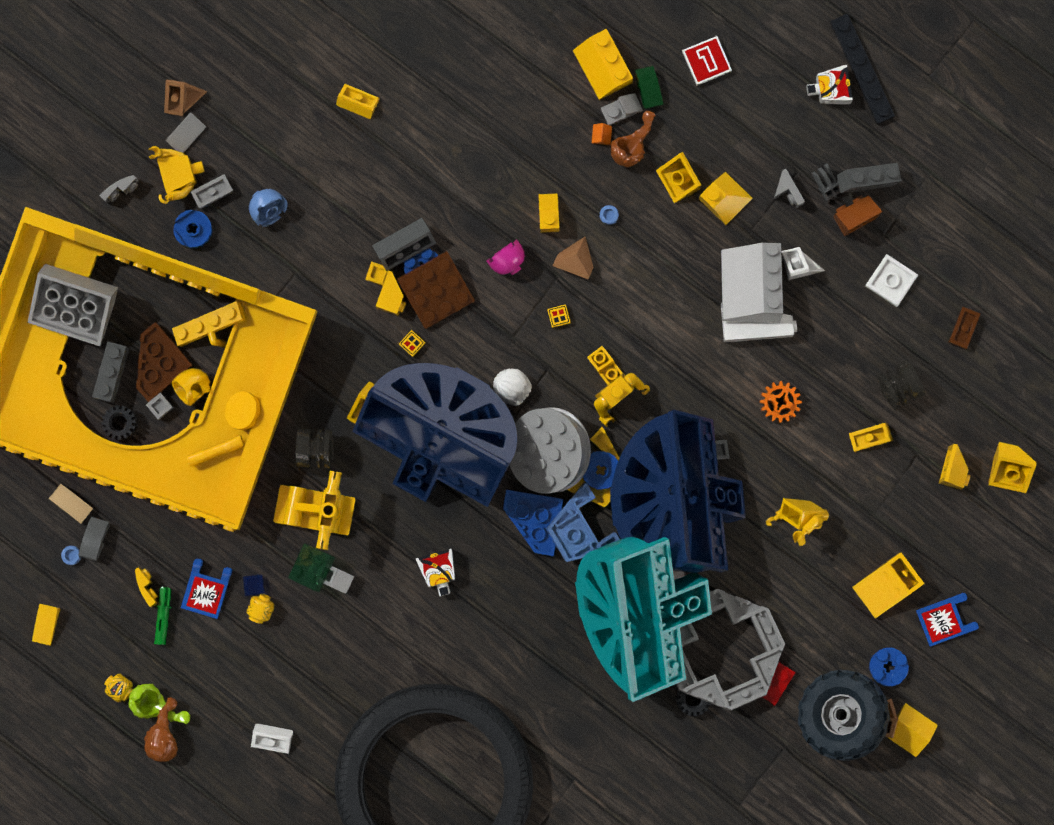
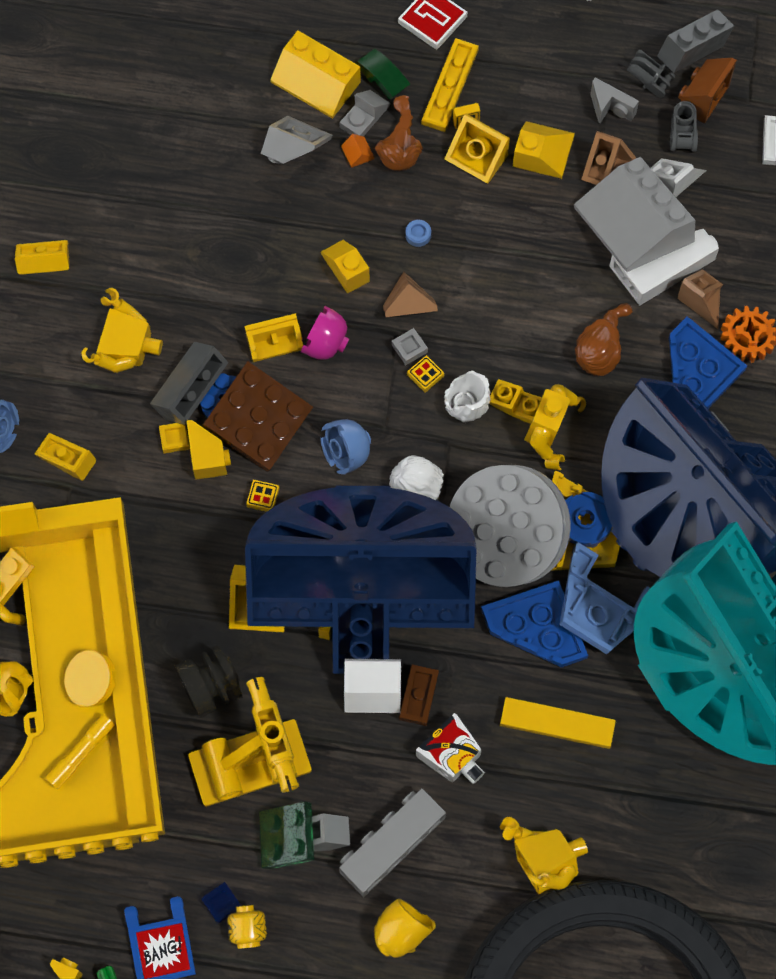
camera: 35 degrees left, 15 degrees down
(303, 250) = (66, 456): none -> yellow slope
(345, 662) = (401, 929): none -> yellow piece
(372, 605) = (392, 842): none -> light grey brick
(379, 190) = (123, 338): none -> yellow torso
(412, 504) = (372, 685): none -> white slope
(438, 524) = (419, 695): none -> reddish brown plate
(456, 663) = (545, 855): none -> yellow torso
(475, 240) = (274, 337): none -> yellow hinge
(481, 339) = (345, 445): none -> medium blue cylinder
(512, 586) = (557, 723): none -> yellow tile
(558, 292) = (409, 346): none -> light grey plate
(563, 106) = (292, 139): none -> light grey slope
(573, 349) = (468, 397): none -> white hair
(678, 357) = (599, 345): none -> dark orange hair
(686, 148) = (472, 110): none -> yellow tile
(690, 117) = (450, 85): none -> yellow tile
(736, 406) = (702, 362): none -> blue plate
(760, 231) = (605, 156): none -> medium nougat slope
(768, 358) = (702, 295): none -> medium nougat slope
(824, 236) = (684, 131): none -> dark grey piece

